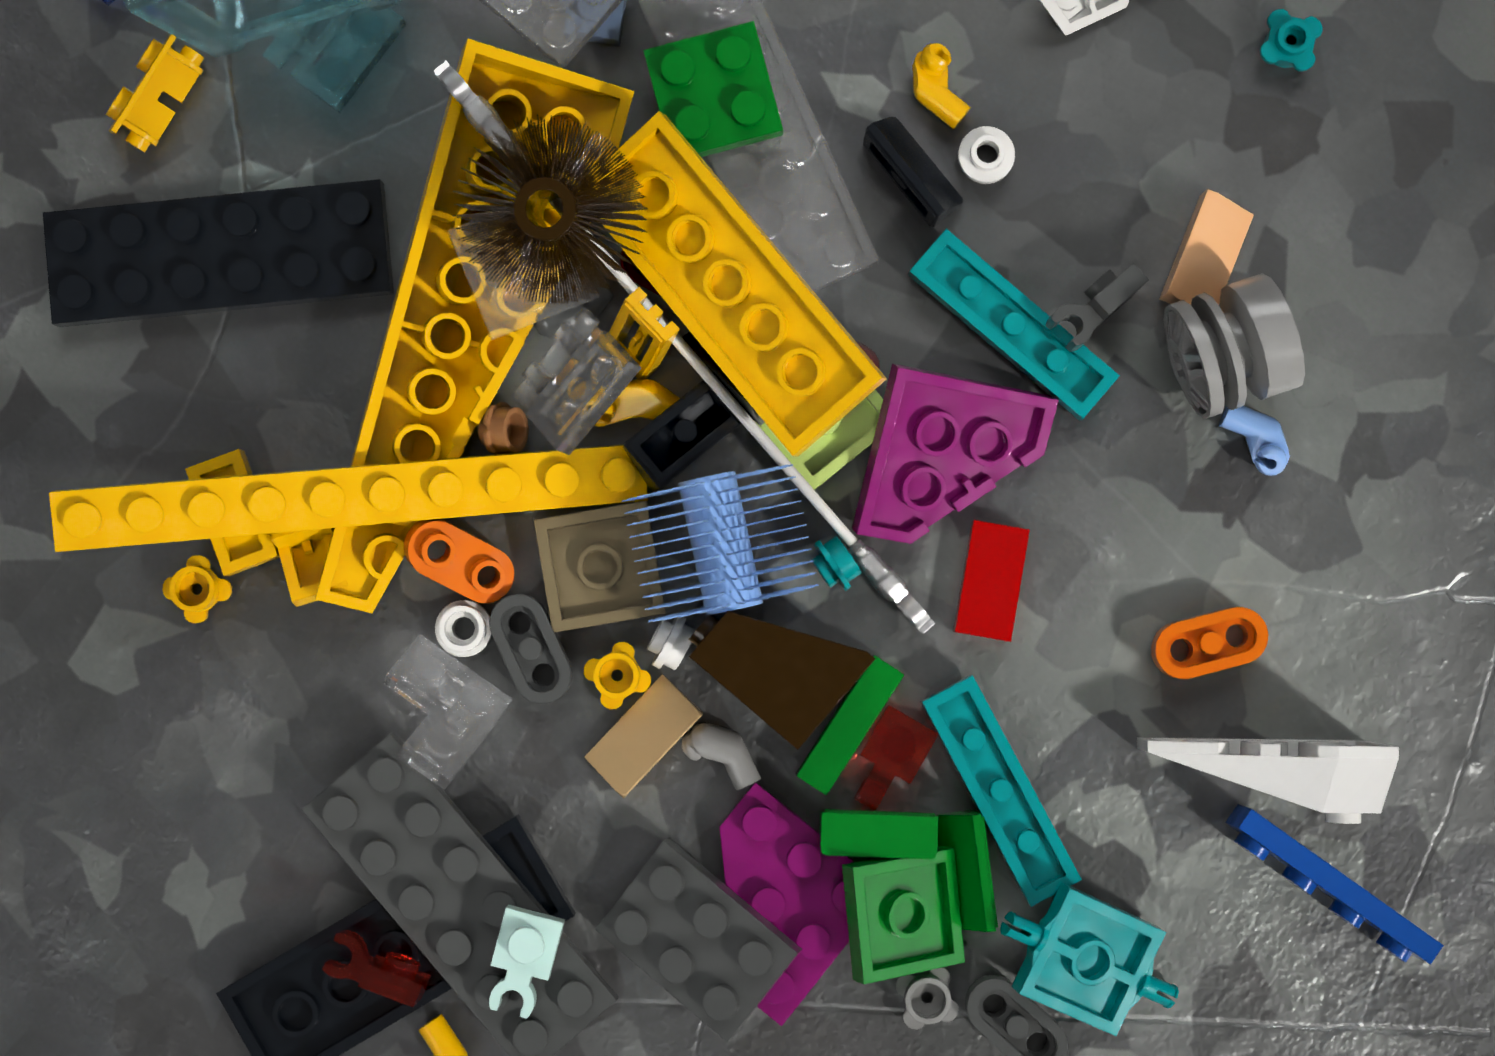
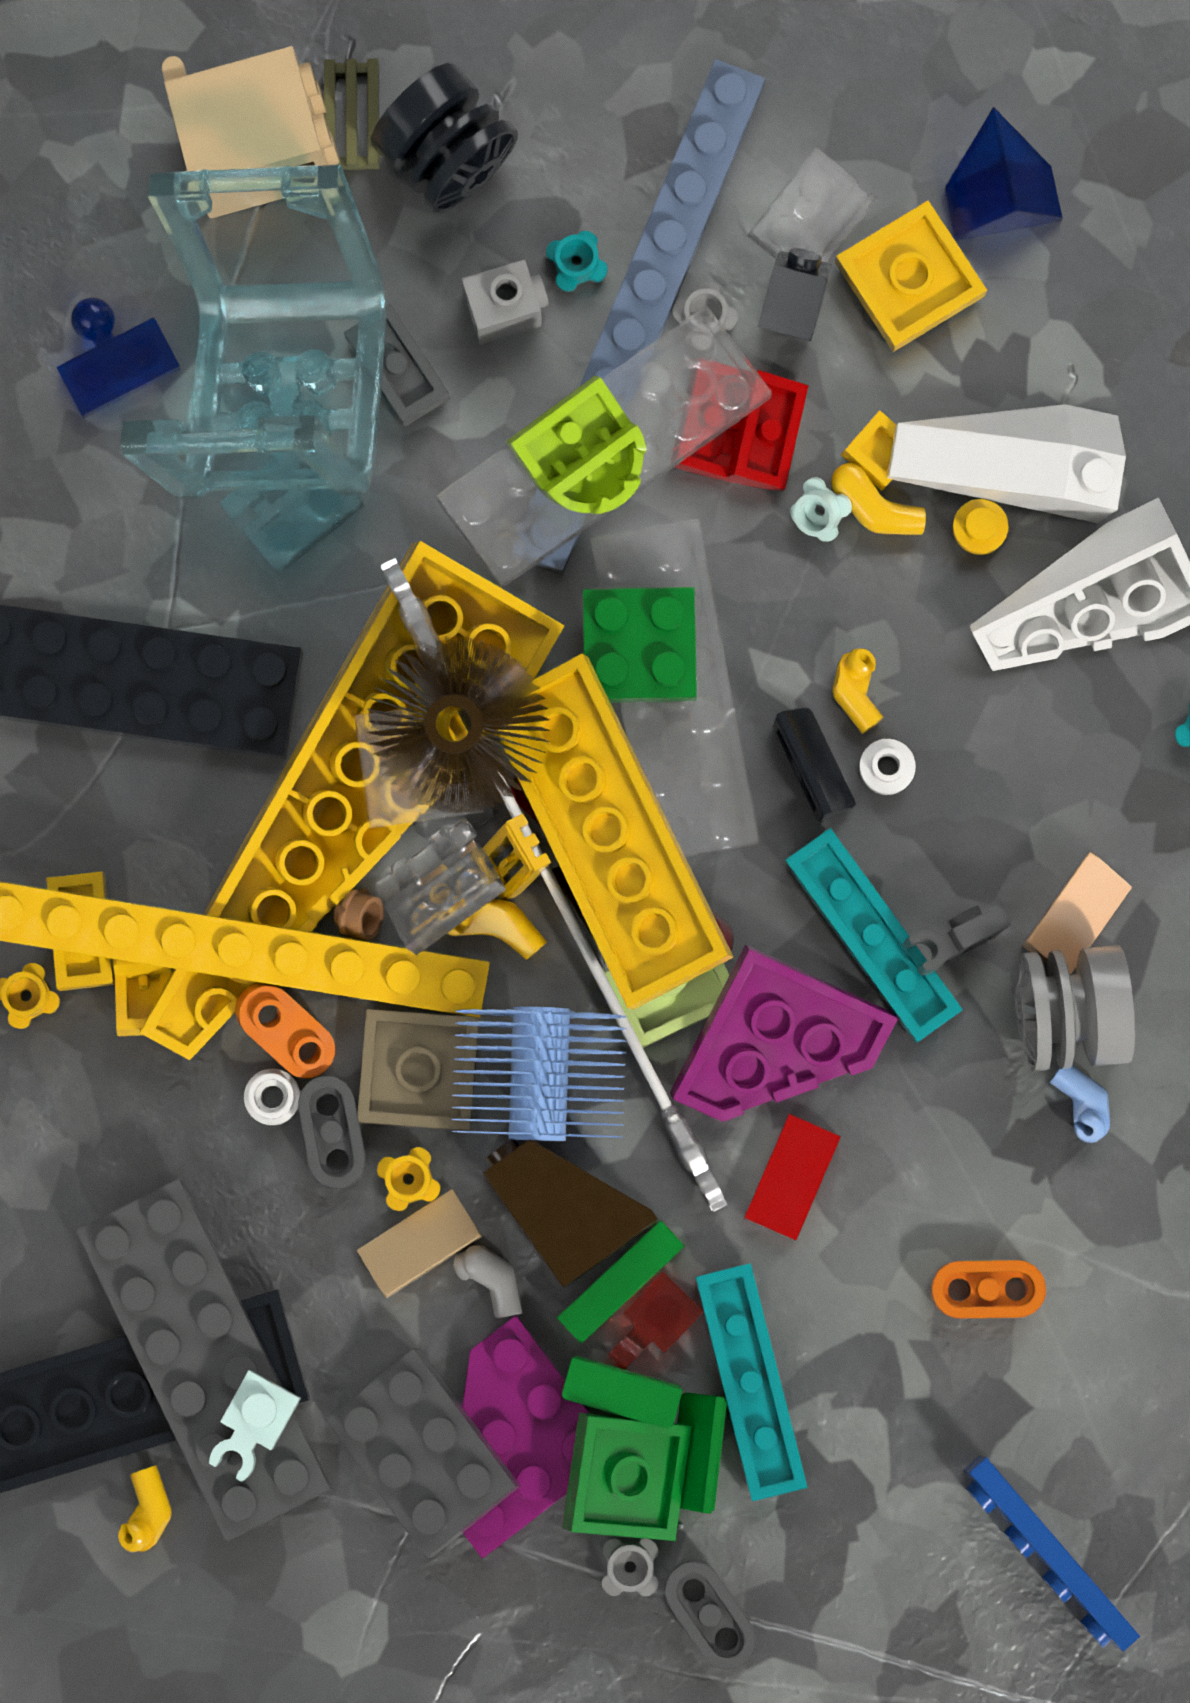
camera: 10 degrees right, 5 degrees down
(163, 72) = (90, 525): yellow hinge -> none
(390, 976) = (122, 1411): clear red plate -> none
(458, 706) = (248, 1164): clear plate -> none
(670, 643) = (467, 1159): white plate -> none
(680, 436) = (526, 963): black slope -> none
(835, 563) = (645, 1122): teal plate -> none
(1089, 959) = (795, 1567): teal plate -> none
(1317, 774) = (1054, 1440): white wedge -> none

